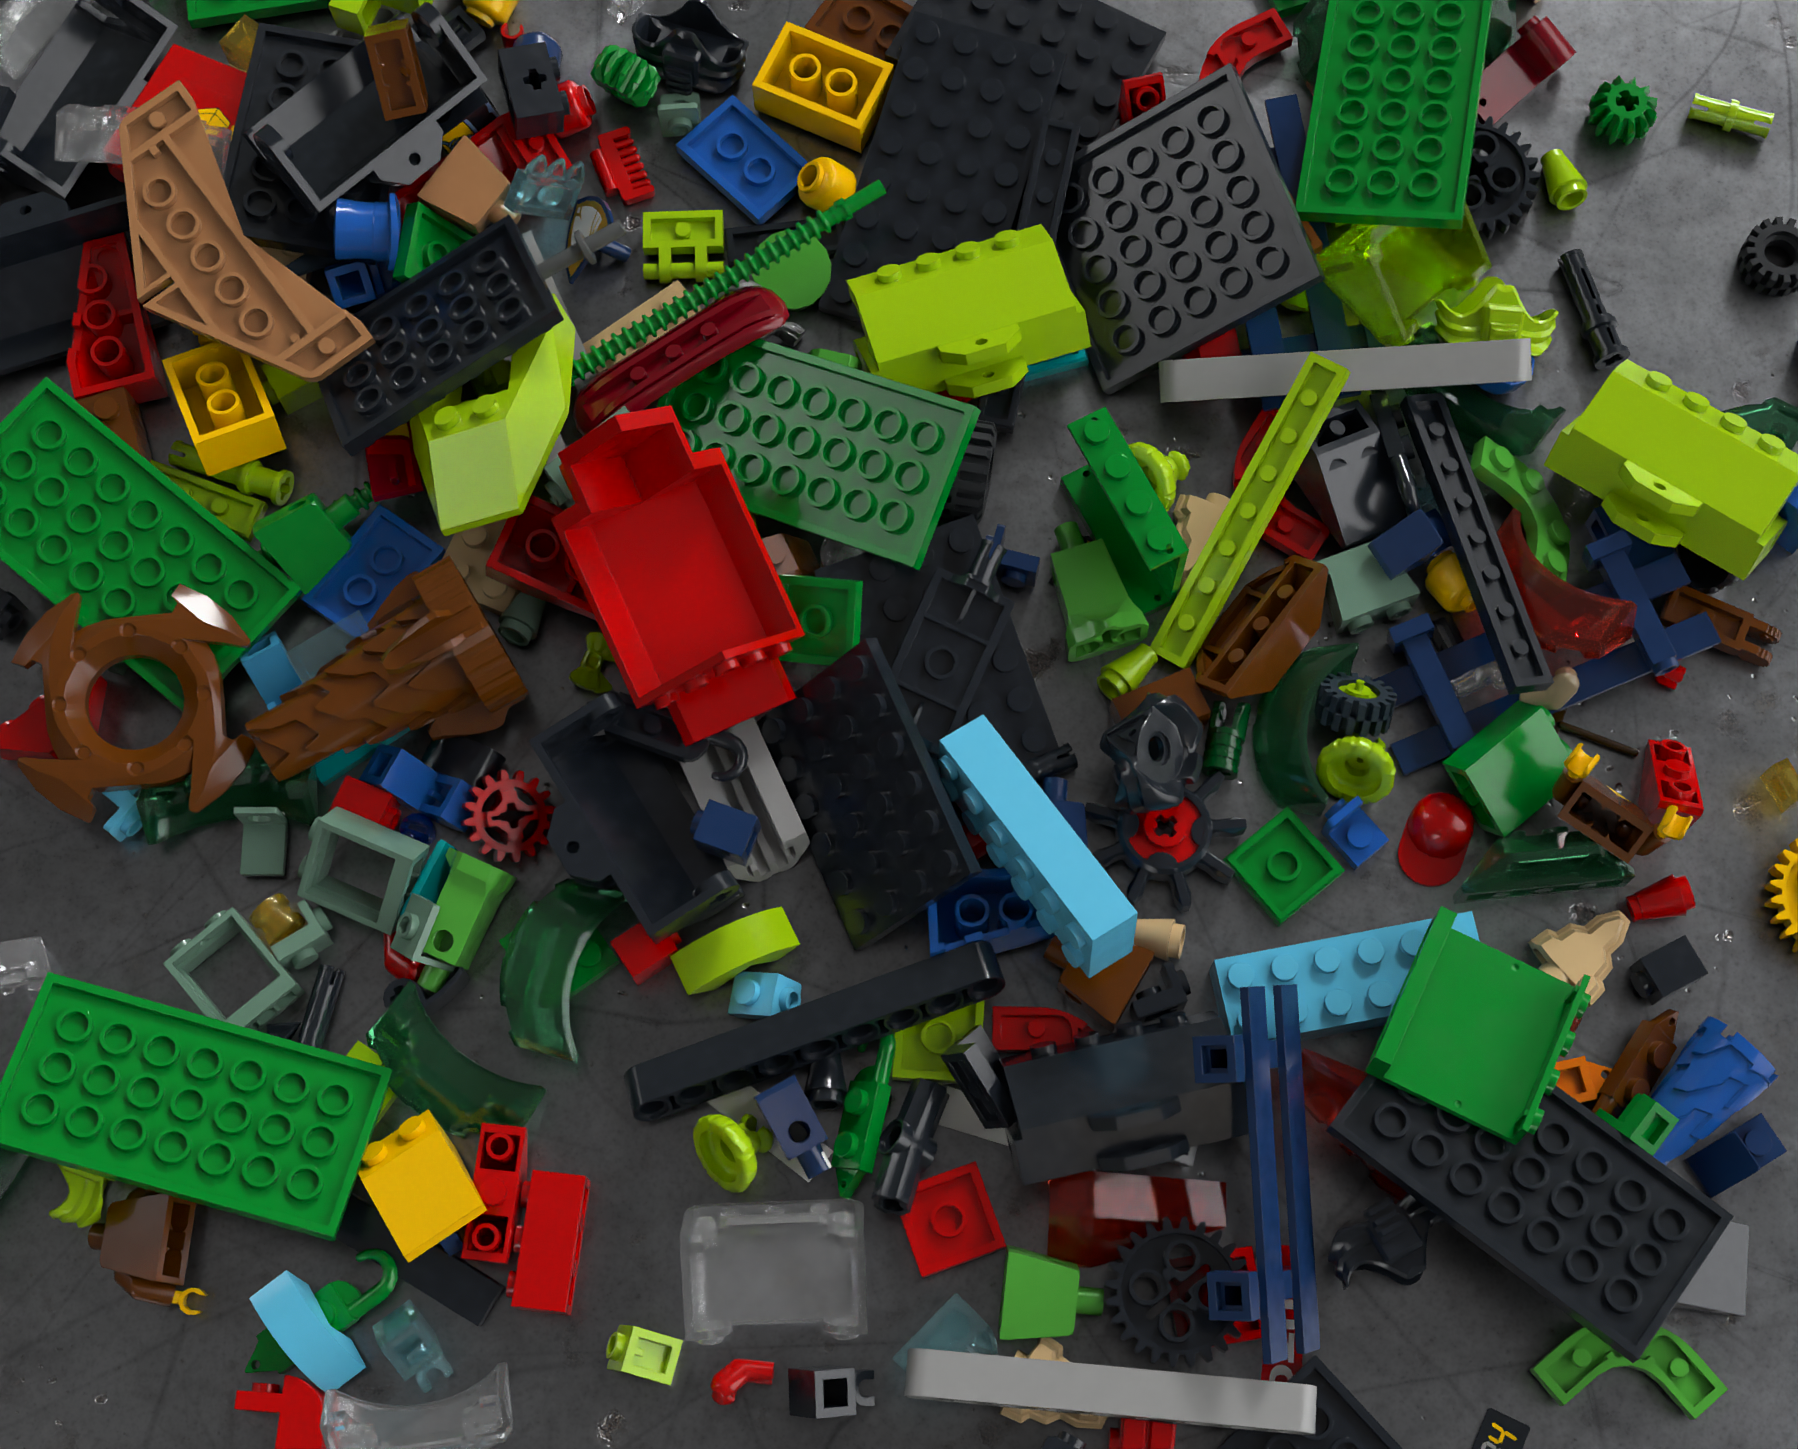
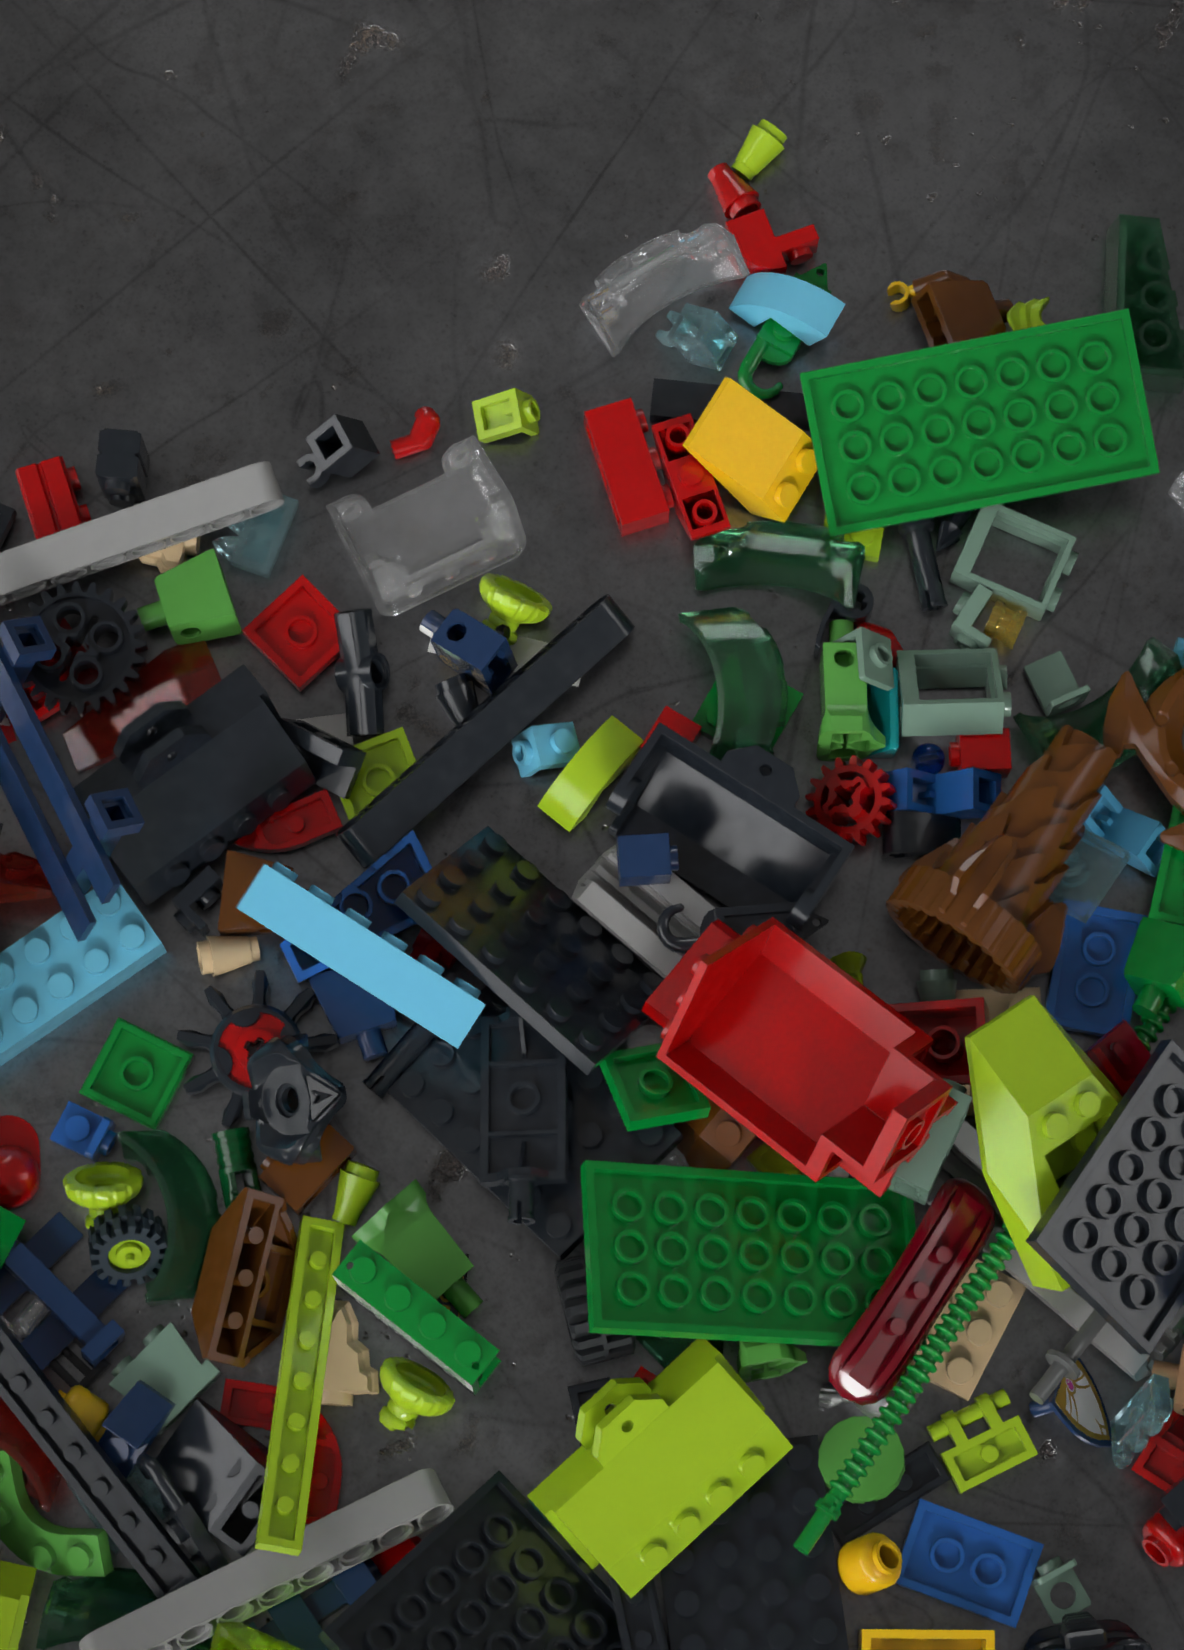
camera: 150 degrees right, 5 degrees up
(611, 167) = (1095, 1493): red piece -> none
(625, 76) = (1131, 1593): green gear -> none
(863, 1119) = (411, 680): green plate -> none
(1016, 567) = (504, 1244): dark blue bracket -> none

